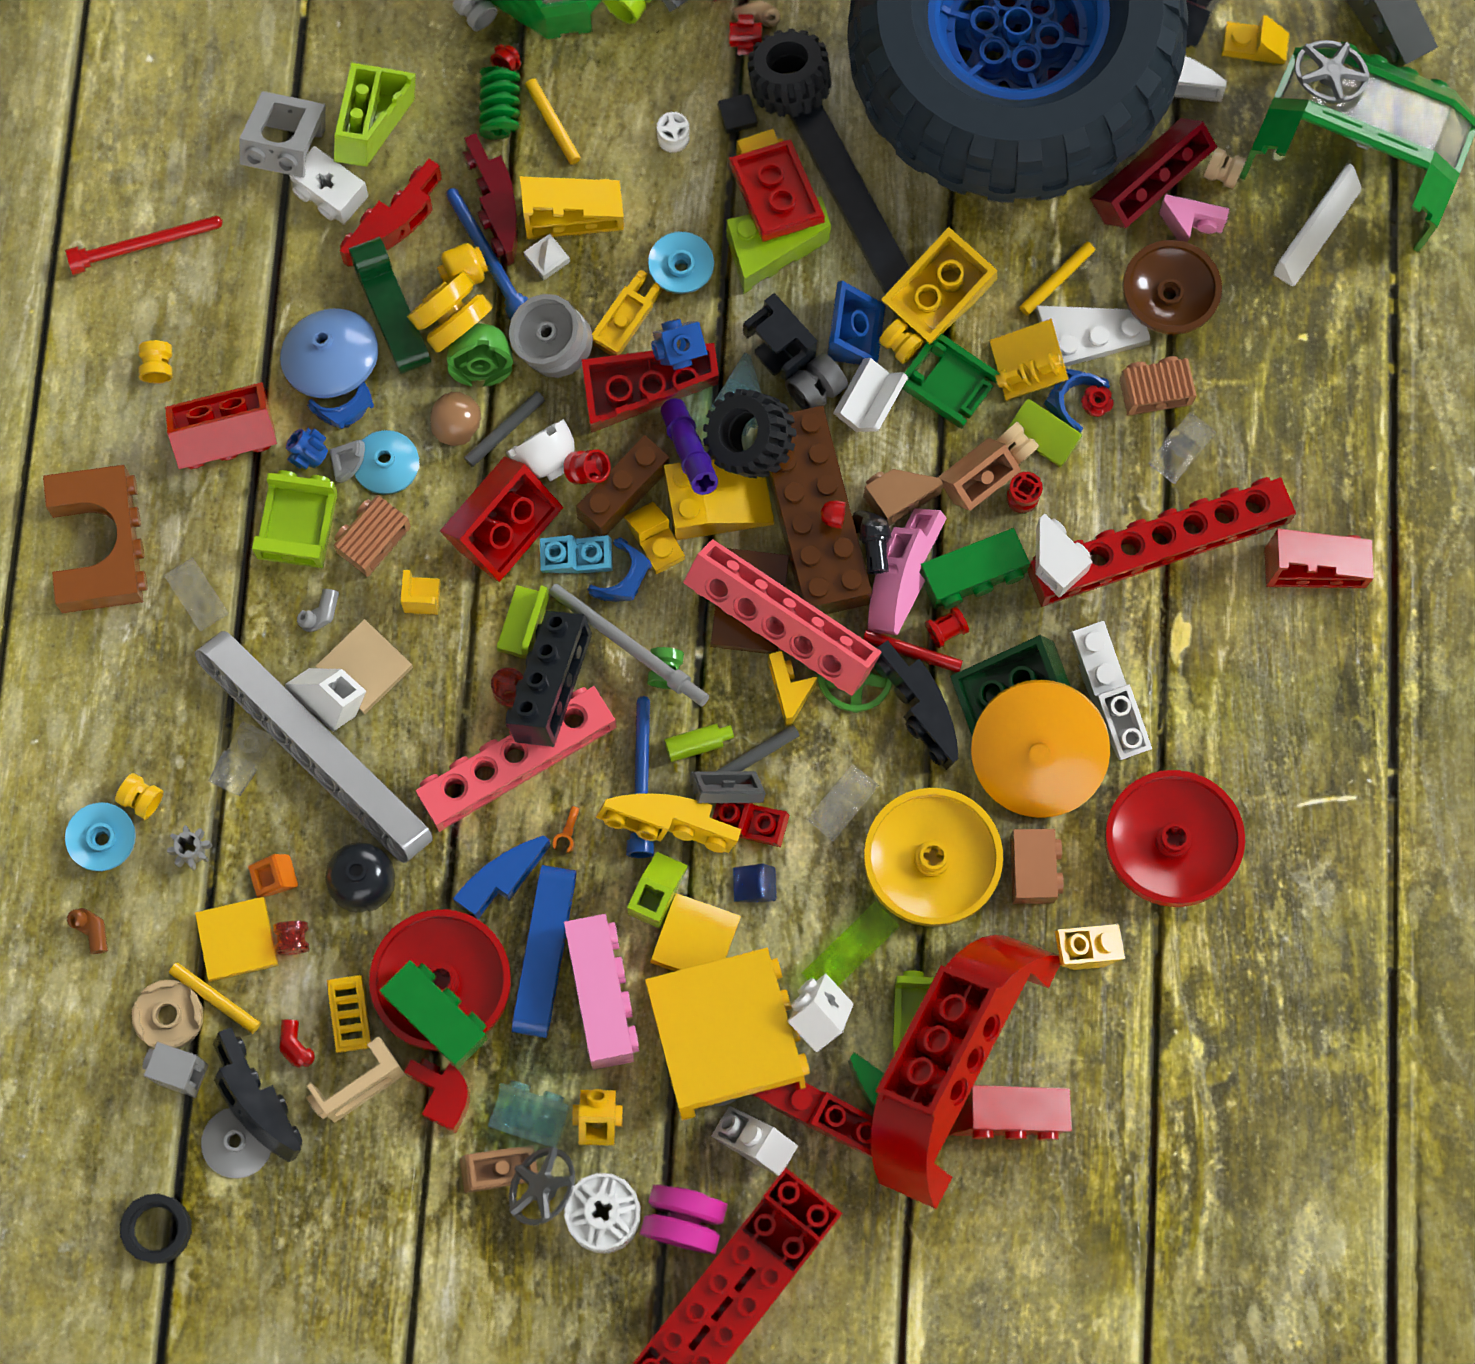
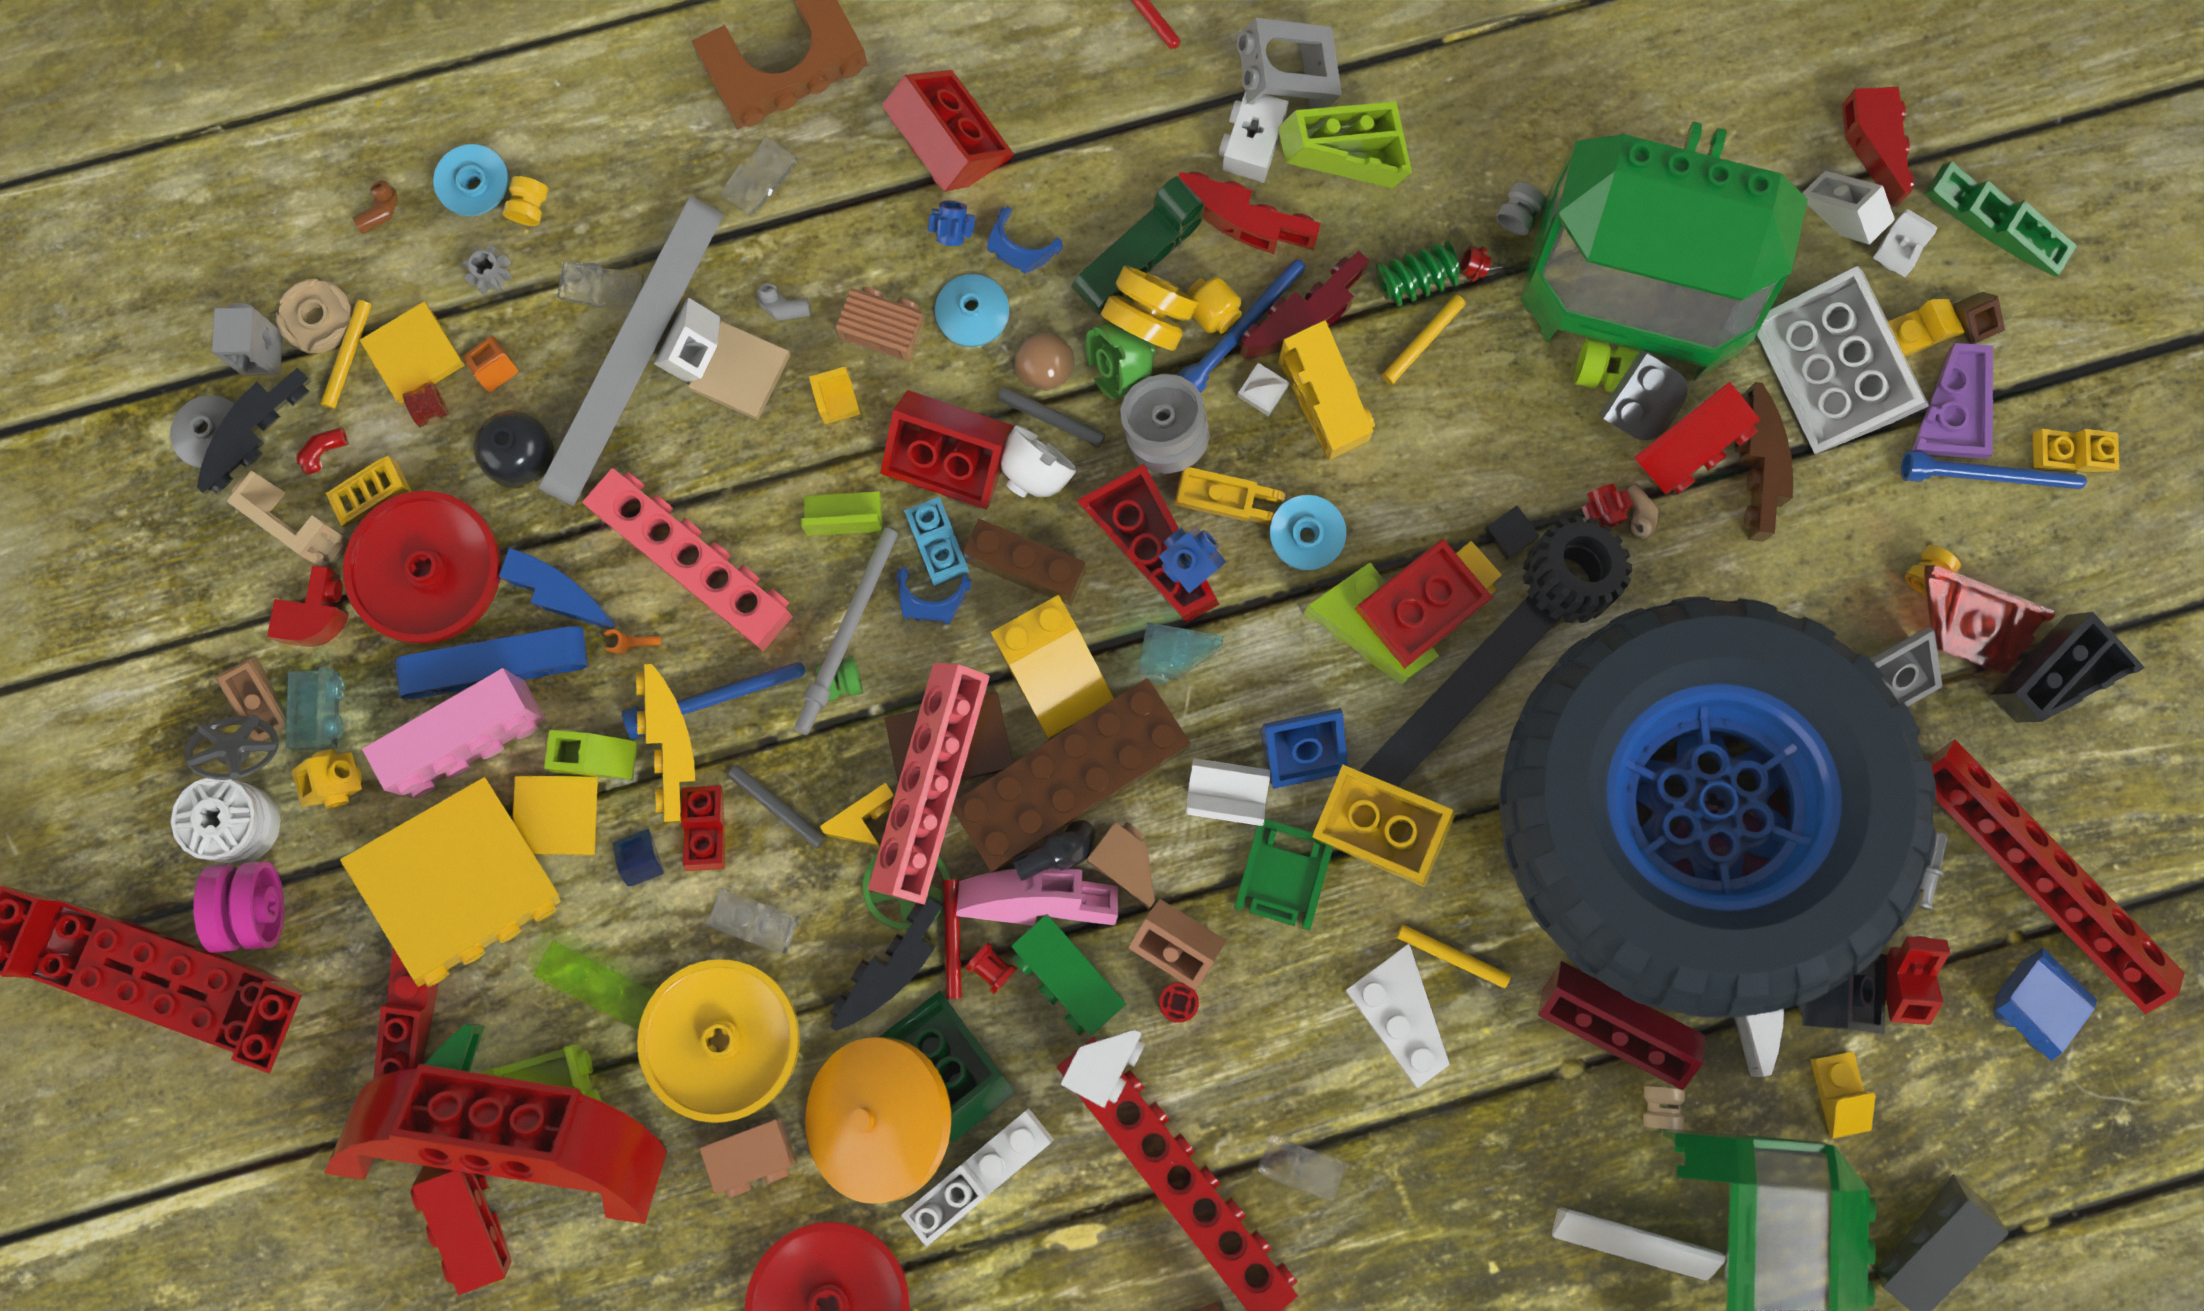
camera: 75 degrees right, 5 degrees up
(129, 1220) = (71, 370): black tyre -> none
(155, 361) = (992, 39): yellow wheel -> none
(296, 519) = (872, 244): lime panel -> none
(332, 366) = (1062, 221): medium blue dish -> none
(347, 459) = (957, 269): light grey tile -> none
(435, 1013) = (372, 572): green brick -> none
(505, 680) = (758, 518): clear red wheel -> none
(549, 678) = (776, 559): black brick -> none
(587, 466) = (1025, 523): red wheel -> none
(654, 537) = (989, 610): yellow slope -> none
(674, 124) = (1466, 464): white wheel -> none
(688, 445) = (1084, 613): dark purple piece -> none
(697, 741) = (770, 741): lime cylinder -> none
(726, 430) = (1106, 651): black tyre -> none
(727, 787) = (720, 793): dark grey tile -> none
(755, 1140) = (352, 955): white slope -> none
(786, 340) = (1252, 669): black panel -> none
(819, 381) = (1224, 741): flat silver wheel -> none
(820, 1012) = (500, 975): white brick -> none
(833, 513) = (1060, 797): red hinge -> none
(902, 341) = (1307, 804): yellow wheel -> none
(1024, 445) = (1231, 975): tan wheel -> none
(1028, 360) = (1338, 955): yellow hinge -> none
(1053, 435) = (1259, 1002): lime slope -> none
(1055, 399) = (1308, 1001): blue helmet -> none
(1089, 947) = (668, 1247): slope -> none
(1097, 409) = (1311, 1055): red plate -> none
(1157, 385) = (1362, 1114): nougat brick -> none
(1175, 269) = (1514, 1097): reddish brown dish -> none
(1183, 214) = (1586, 1076): bright pink slope -> none
(1332, 70) = (1809, 1201): wheel -> none

